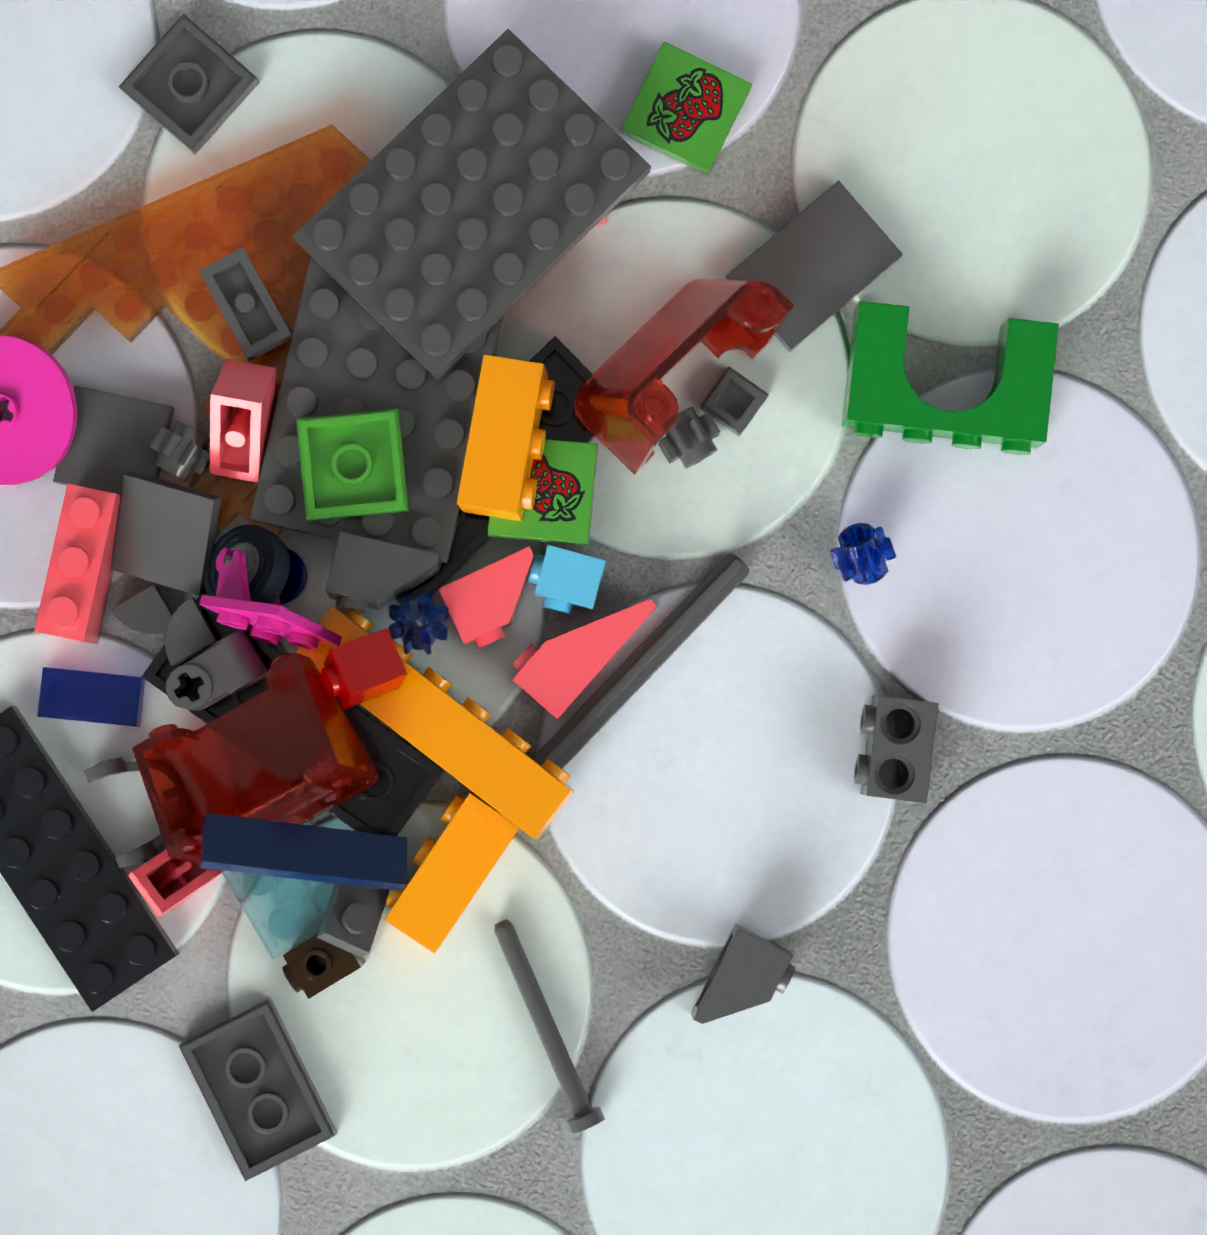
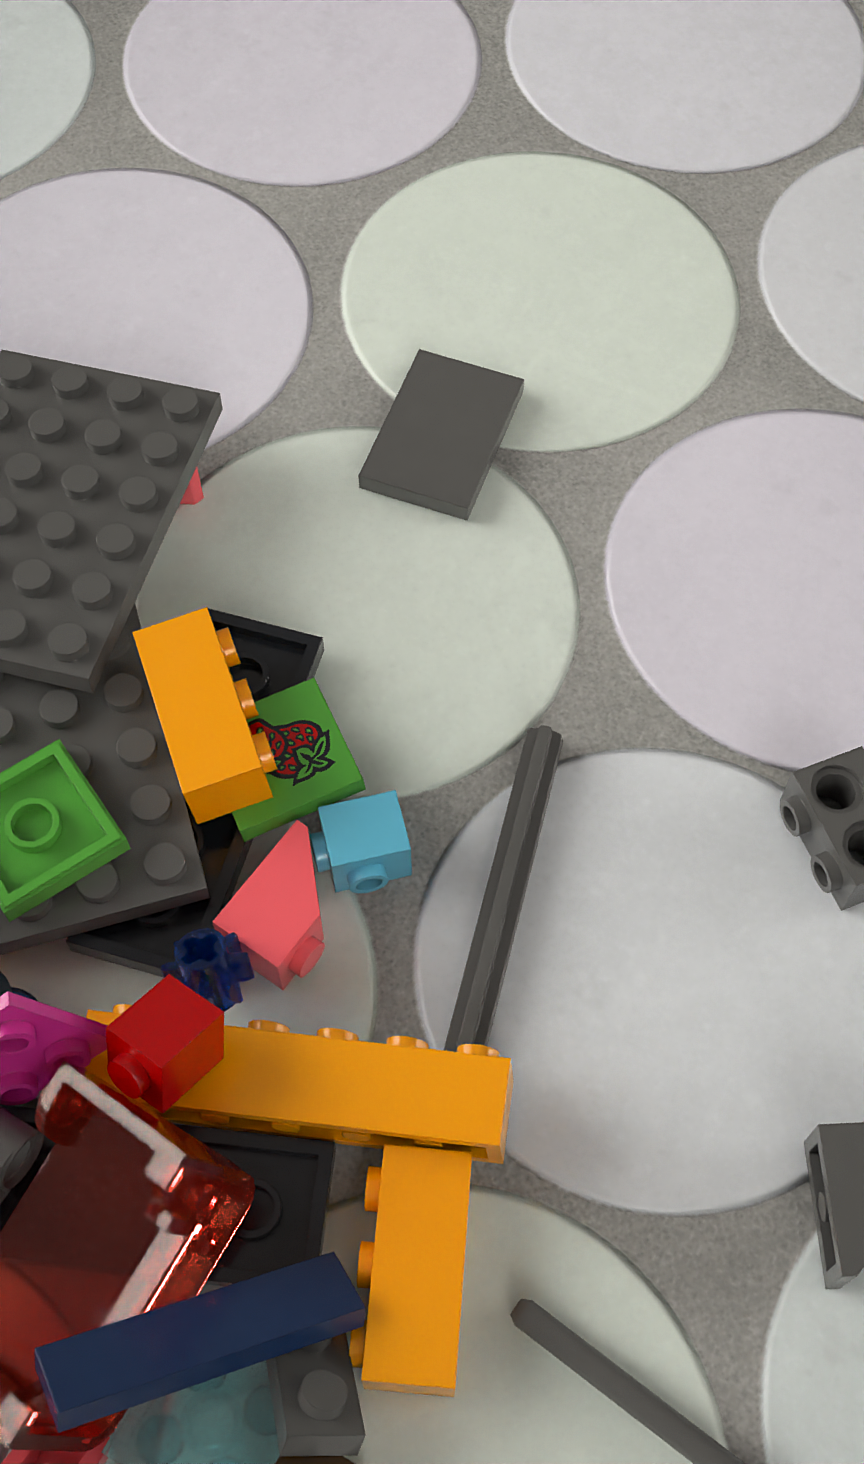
camera: 25 degrees left, 25 degrees down
(376, 572) = (124, 935): dark grey slope -> none
(571, 661) = (419, 926): coral slope -> none
(625, 397) = (332, 596): clear red windscreen -> none
(686, 108) = (233, 356): bright green tile -> none
(690, 438) = (412, 633): dark grey gear -> none
(734, 401) = (438, 587): dark grey tile -> none
(863, 553) = (672, 651): clear blue gear -> none
(883, 400) = (596, 505): green arch -> none

